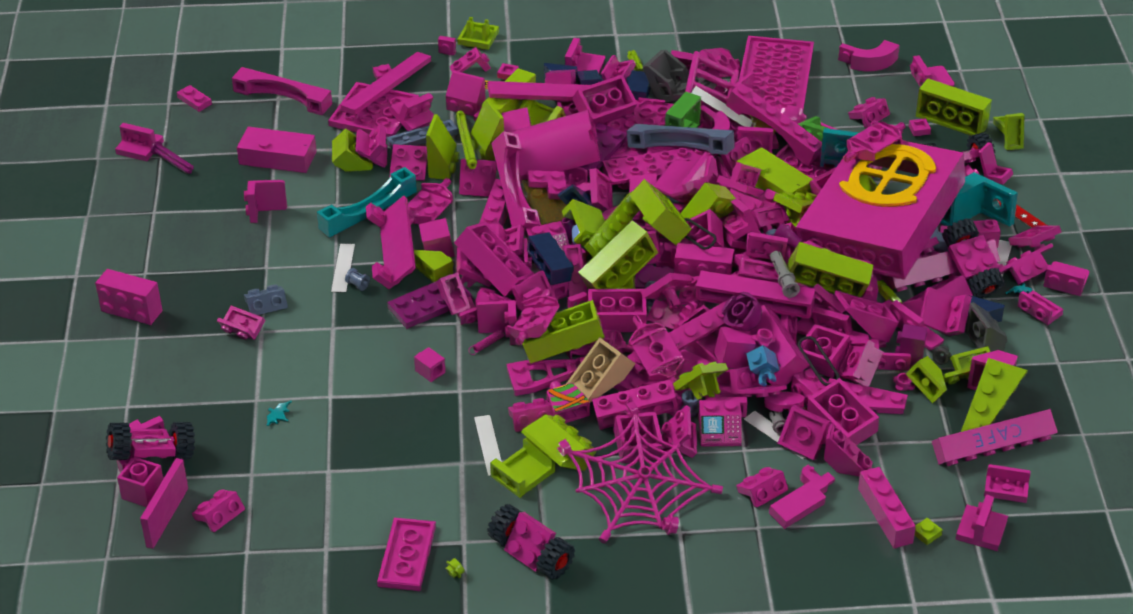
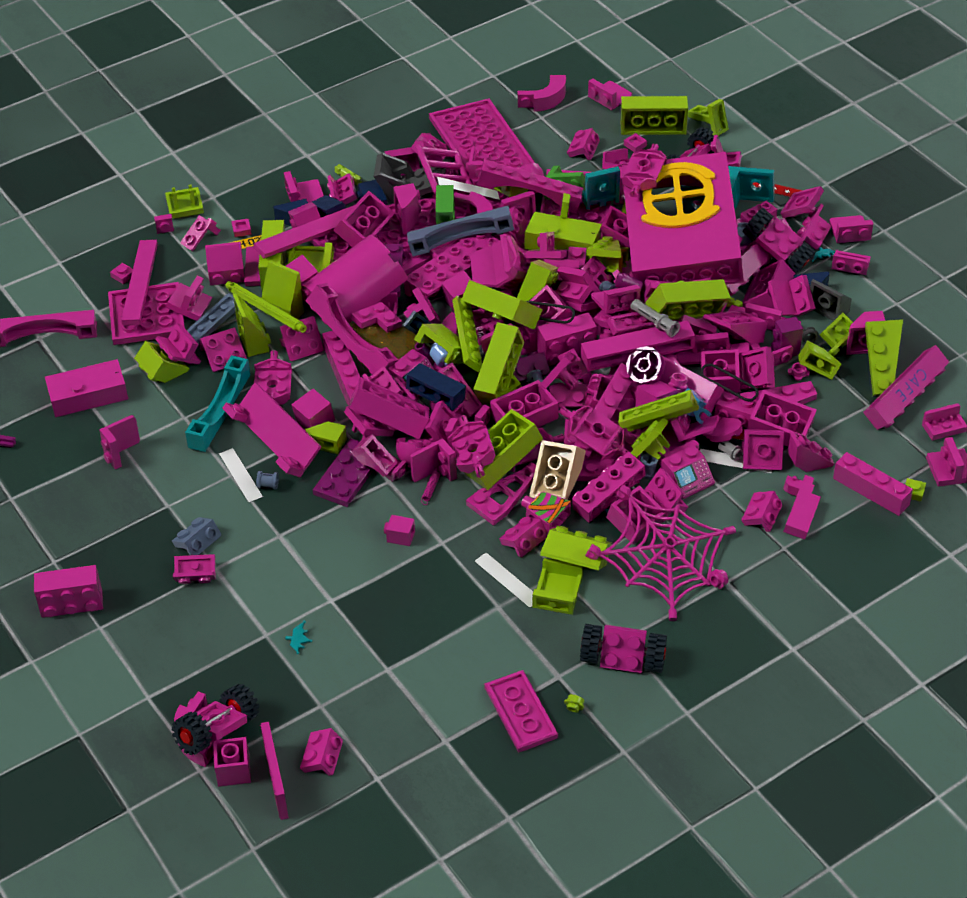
camera: 30 degrees left, 5 degrees up
(653, 102) = (407, 206): none -> dark pink slope
(733, 355) = (667, 407): none -> lime panel
(792, 153) = (565, 205): none -> lime tile

